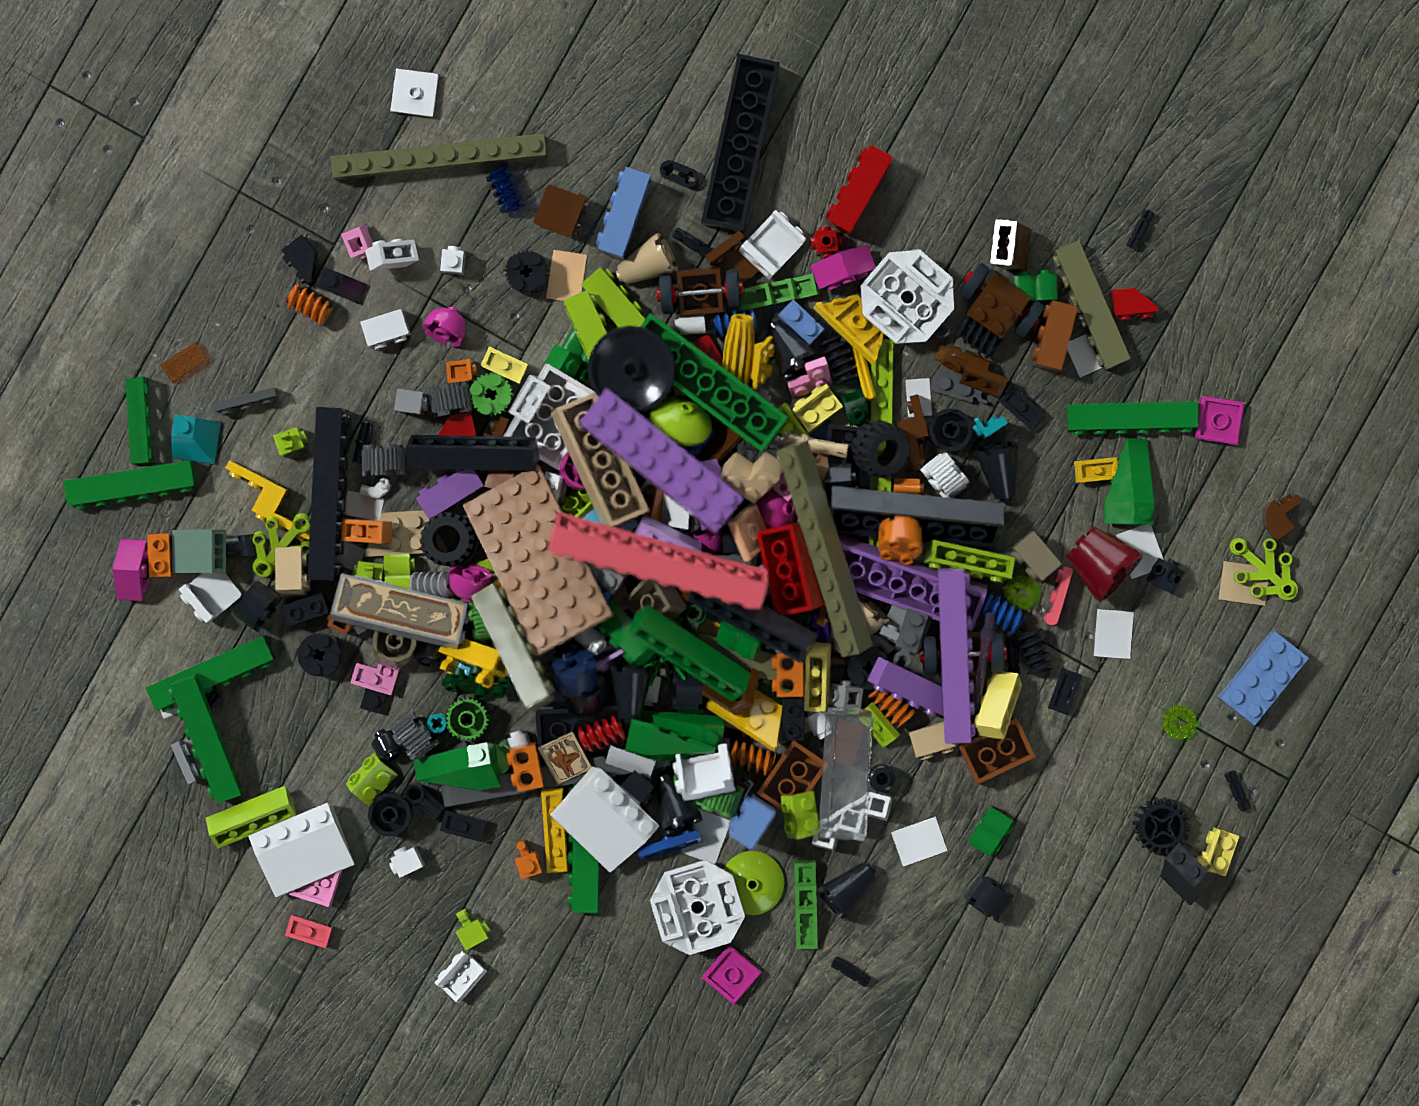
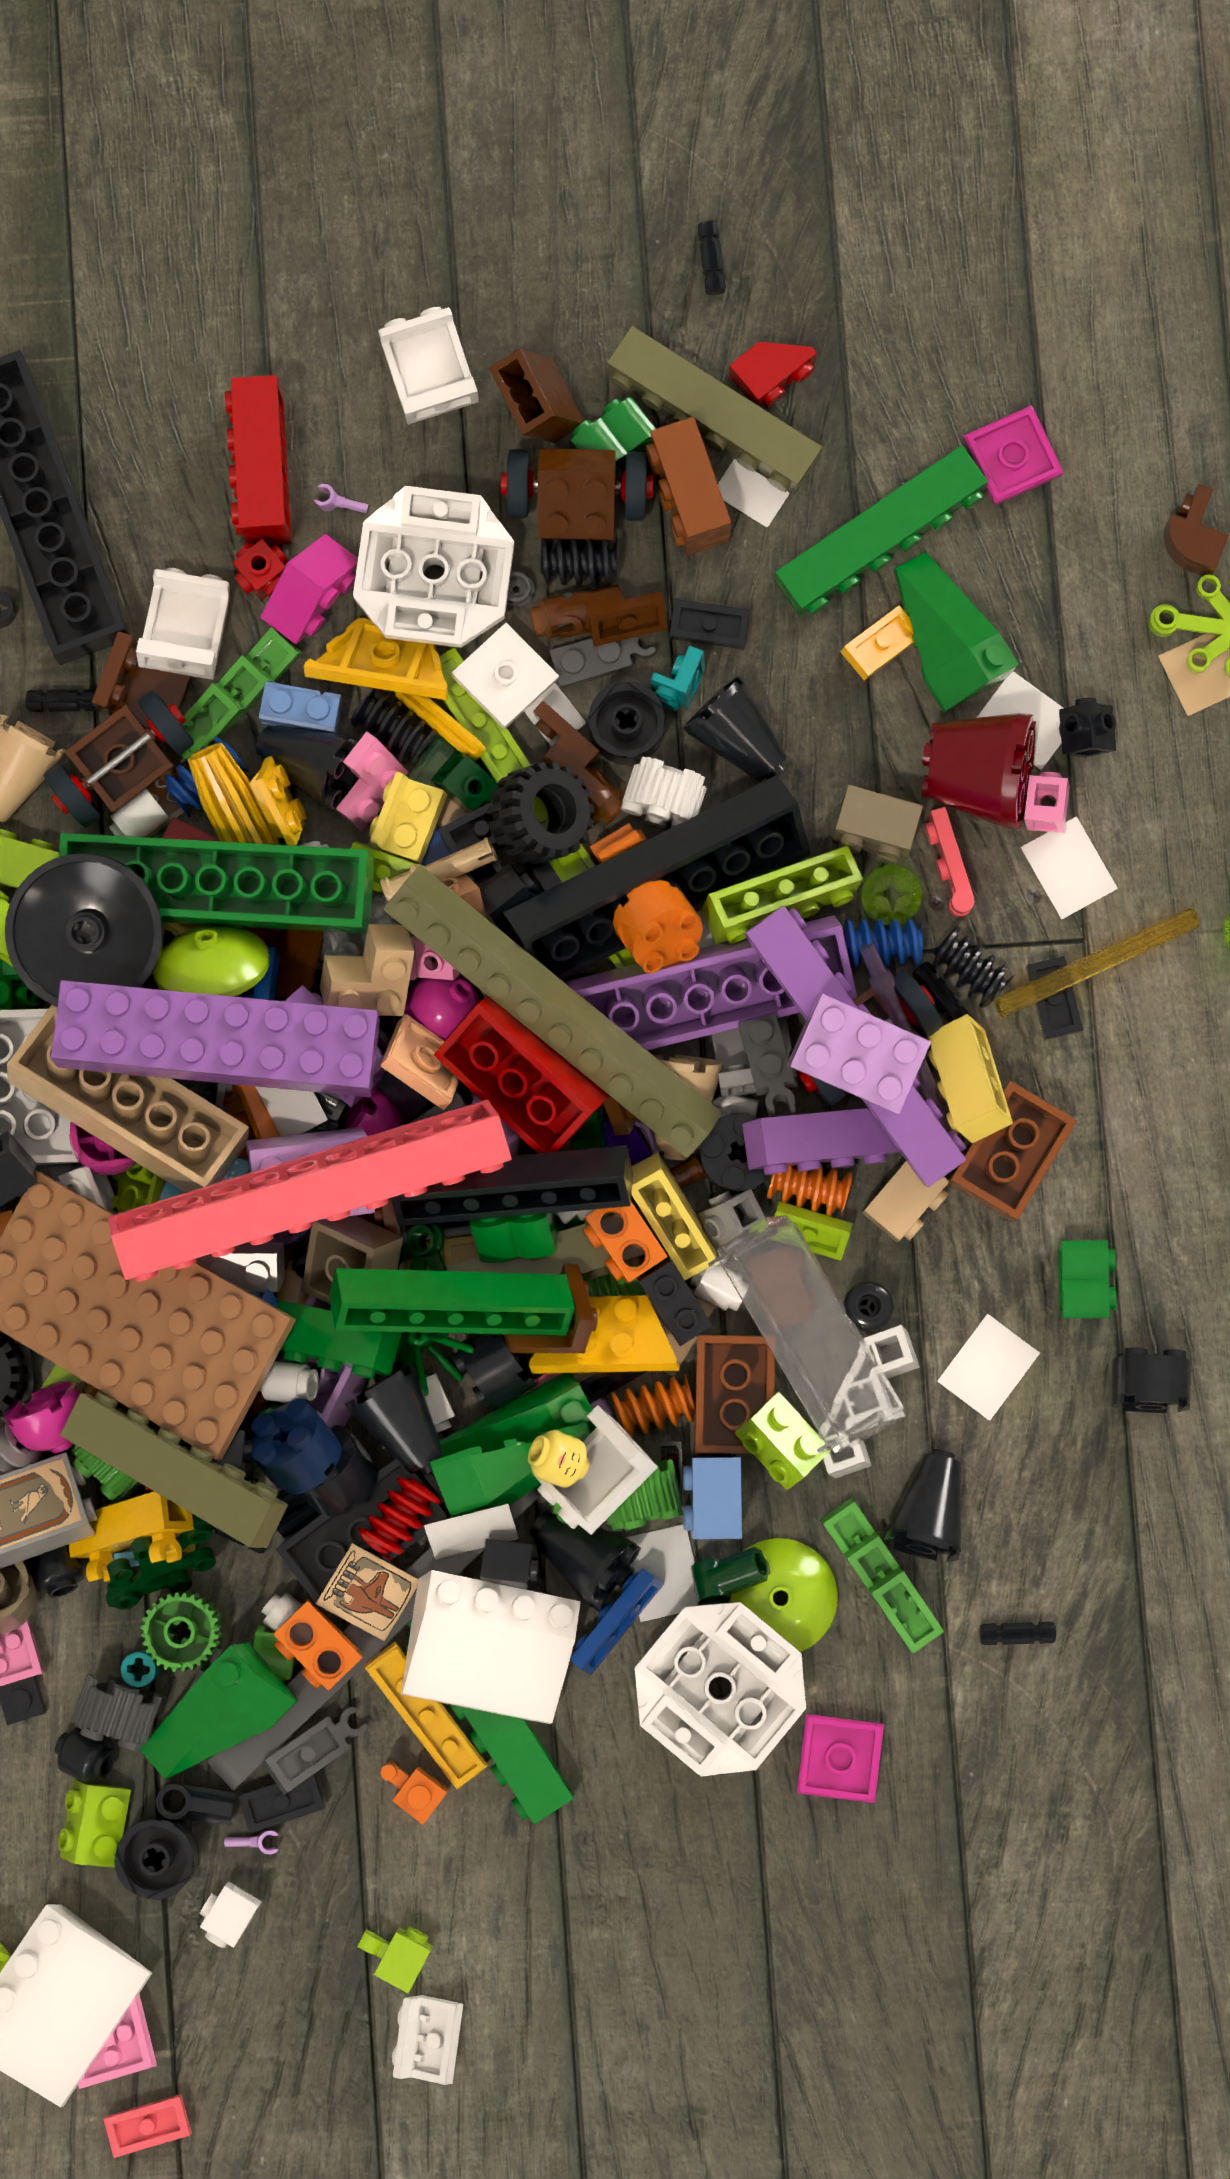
camera: 30 degrees left, 5 degrees down
(439, 835) = (252, 1841): none -> lavender hand
(492, 812) = (311, 1751): none -> dark grey plate
(692, 756) = (558, 1458): none -> light yellow head
(730, 857) = (720, 1578): none -> dark green piece
(885, 232) = (338, 501): none -> lavender hand
(907, 369) = (505, 676): none -> white plate
(952, 662) = (858, 1053): none -> lavender brick
(970, 193) = (428, 364): none -> white panel
(1095, 688) = (1096, 962): none -> clear yellow axle
(1123, 588) = (1047, 818): none -> bright pink brick

